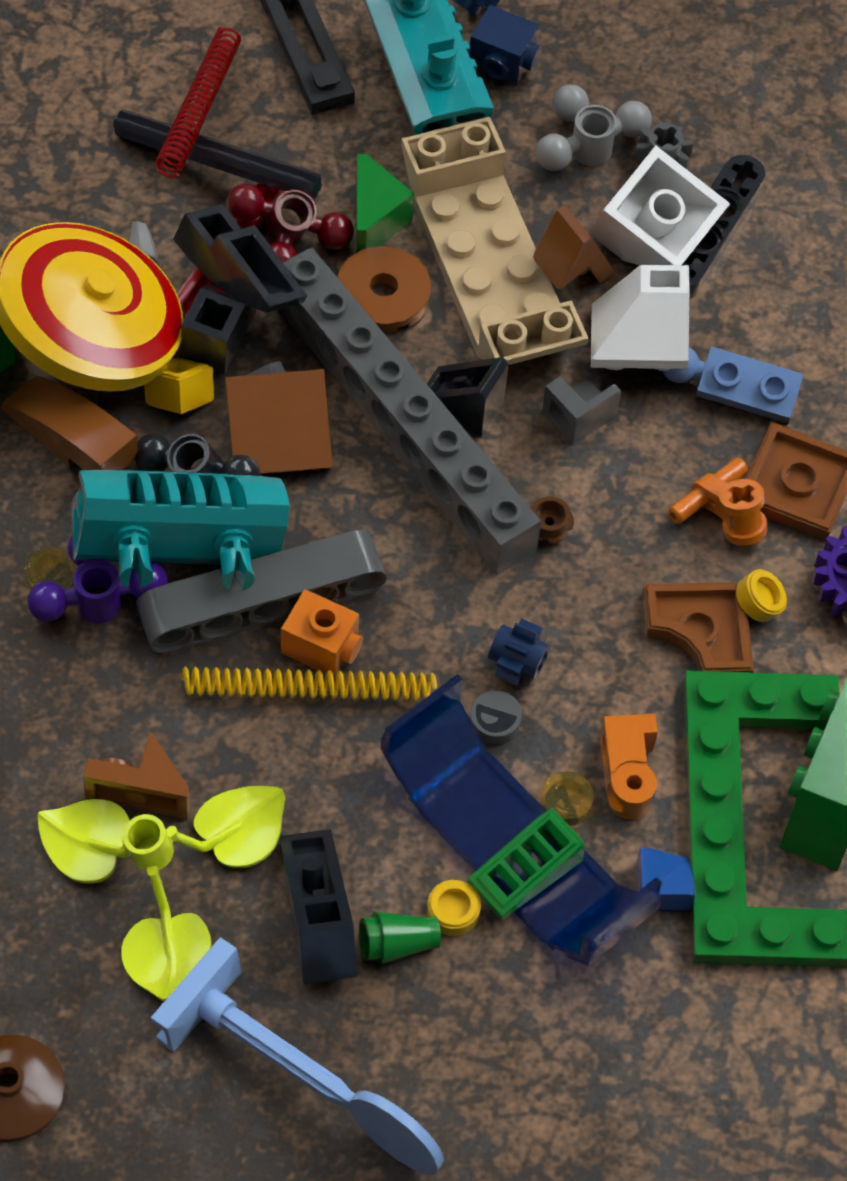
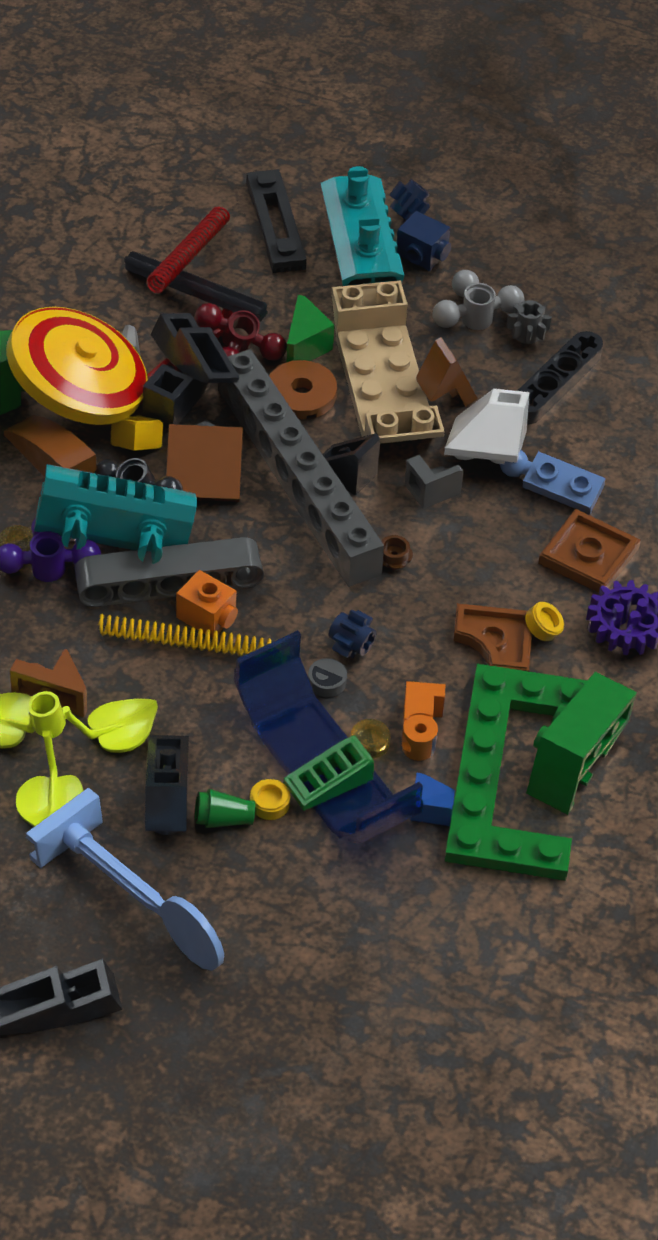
camera: 10 degrees right, 10 degrees down
(658, 213) = (514, 357): white slope -> none
(731, 499) = (533, 553): orange piece -> none

